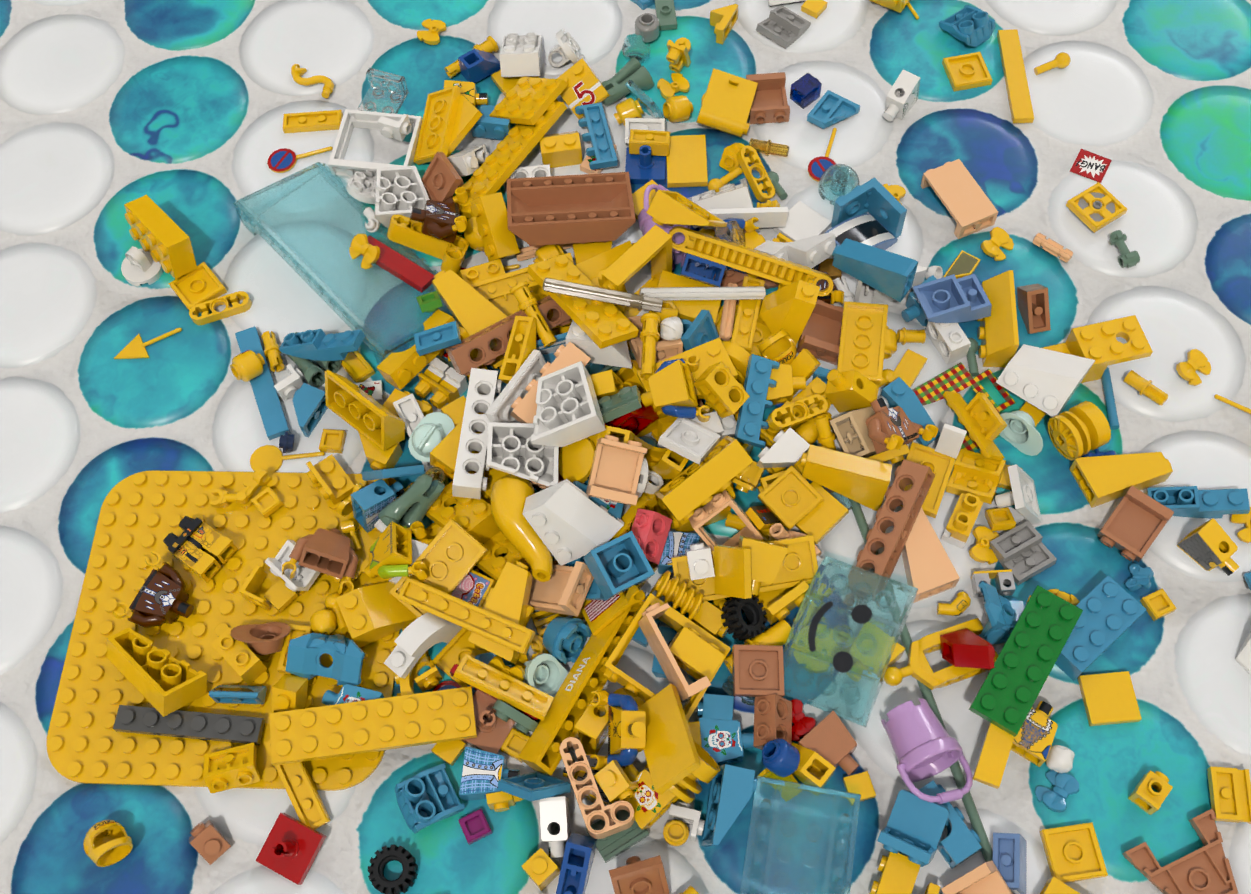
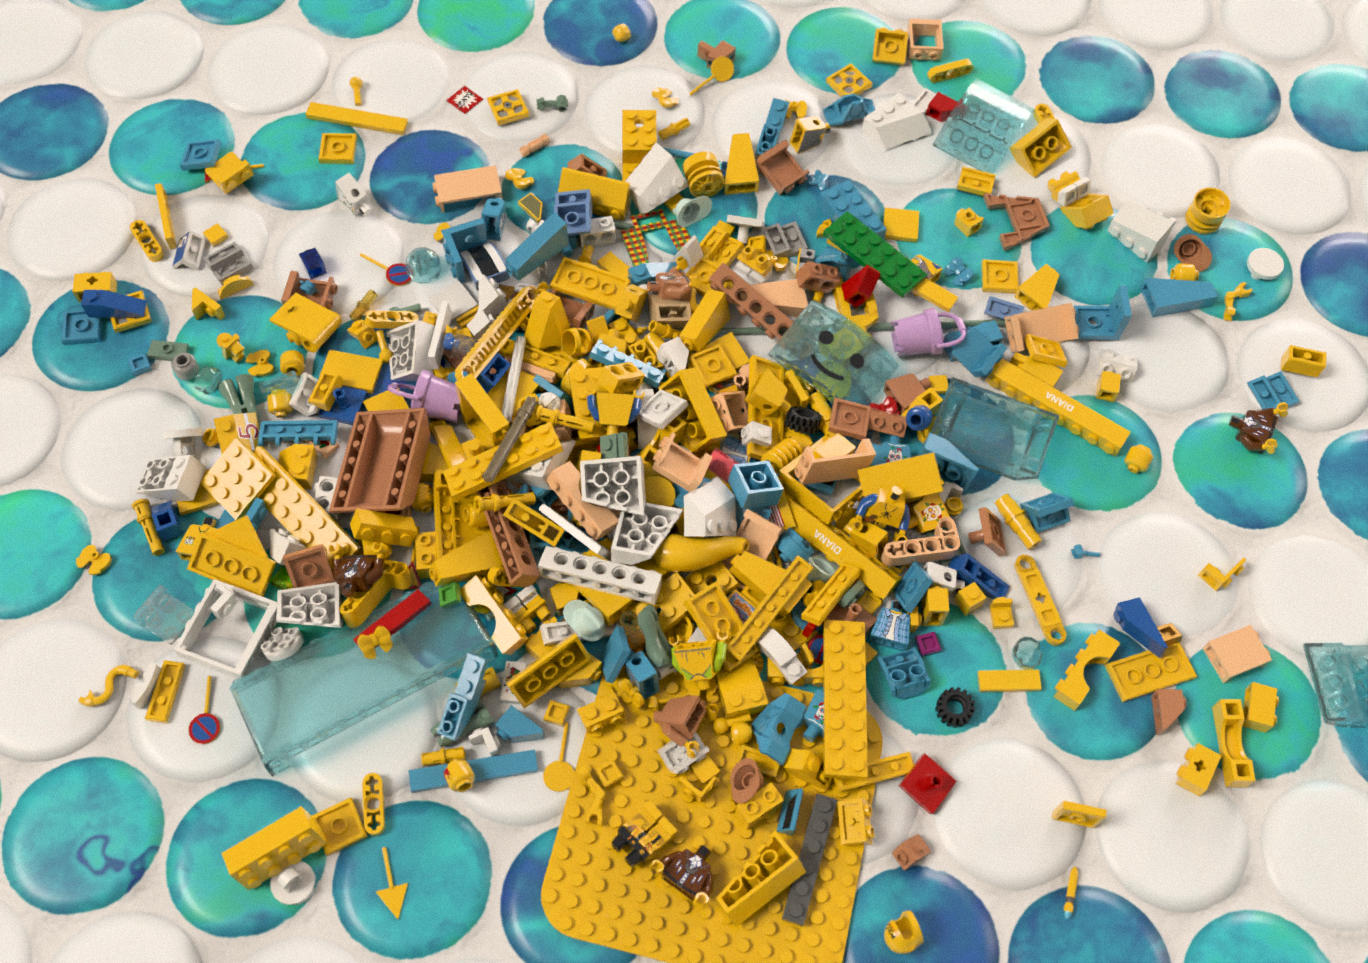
camera: 85 degrees left, 0 degrees up
(286, 442) = (549, 751): dark blue plate -> none
(306, 103) = (143, 691): none -> white slope
(373, 224) = (333, 635): white arm -> none
(437, 338) = (500, 586): dark azure plate -> none
(516, 820) = (934, 606): none -> yellow brick
(615, 782) = (922, 526): yellow bracket -> none
(675, 209) = (445, 364): yellow slope -> none
(732, 571) = (775, 410): yellow tile -> none
(756, 36) = (233, 285): none -> yellow tile
(772, 94) = (308, 287): none -> dark azure plate
(791, 419) = (637, 326): yellow beam -> none
(831, 110) = (340, 250): dark azure wing -> none
(925, 230) = (494, 211): none -> dark azure torso
(965, 595) = (818, 277): none -> nougat brick
(969, 25) = (291, 131): dark azure slope -> none
(980, 420) = (677, 229): yellow bracket -> none
(1060, 759) = (941, 260): white piece -> none
(1158, 604) = (838, 176): yellow tile -> none

